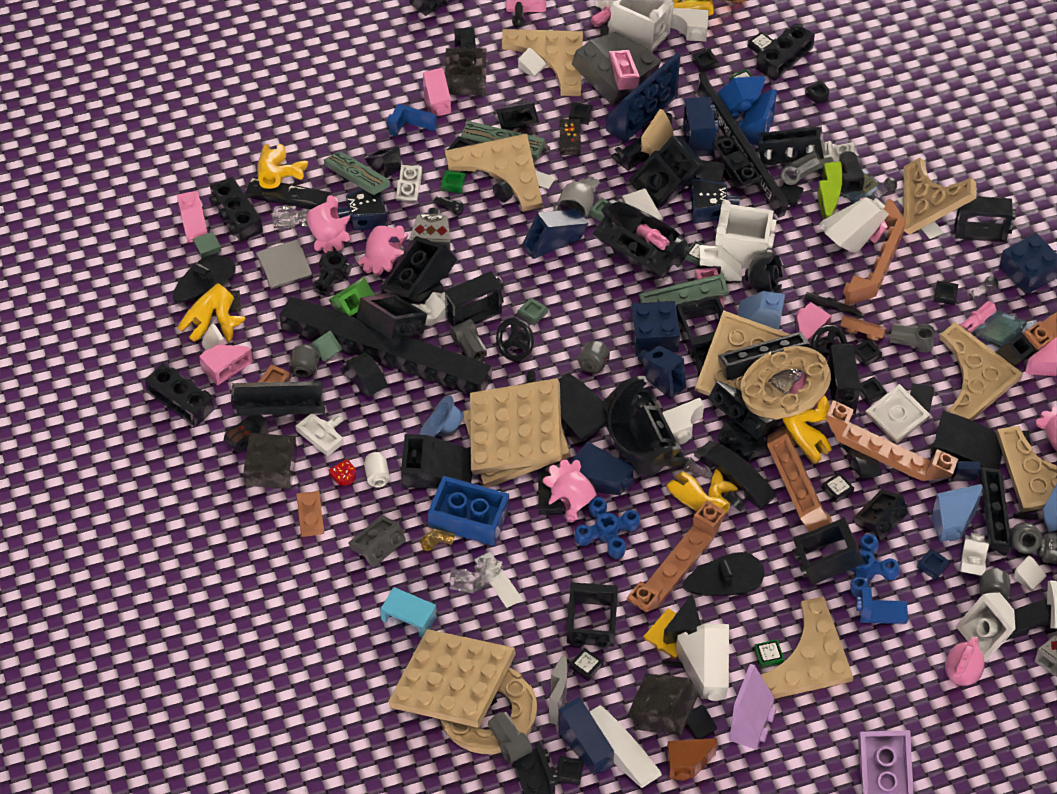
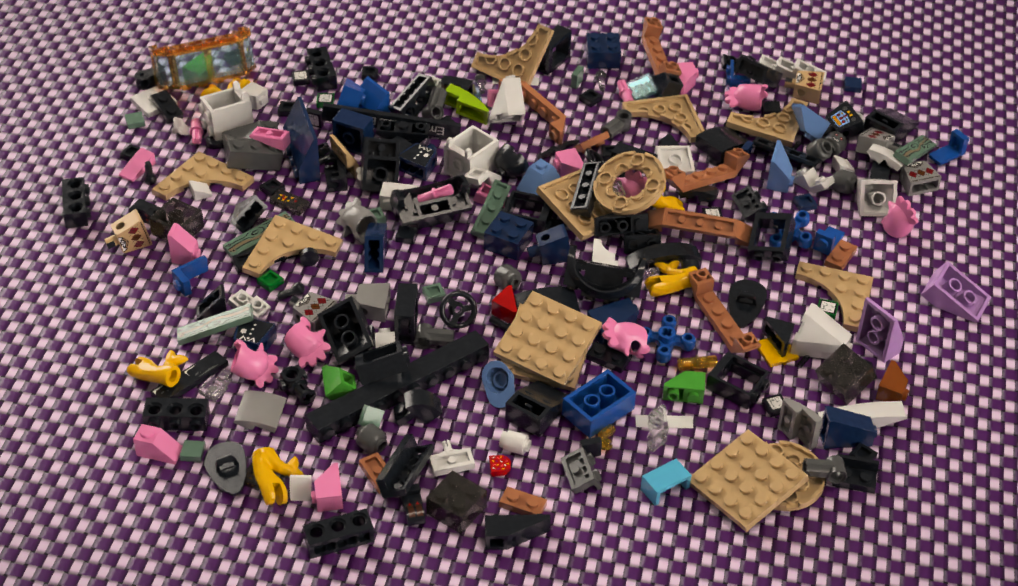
camera: 60 degrees left, 10 degrees down
(264, 518) = (511, 530): none -> black slope
(411, 531) = (592, 445): none -> black tile
(425, 48) = (129, 233): none -> tan torso
(478, 262) = (374, 300): none -> light grey torso
(550, 575) = (685, 387): none -> bright green slope
(557, 368) = (504, 305): none -> red slope
(593, 568) = (696, 362): none -> clear yellow axle
(596, 249) = (406, 234): none -> black tile
(869, 633) = (840, 255): none -> nougat plate
(964, 263) = (577, 77): none -> sand green tile

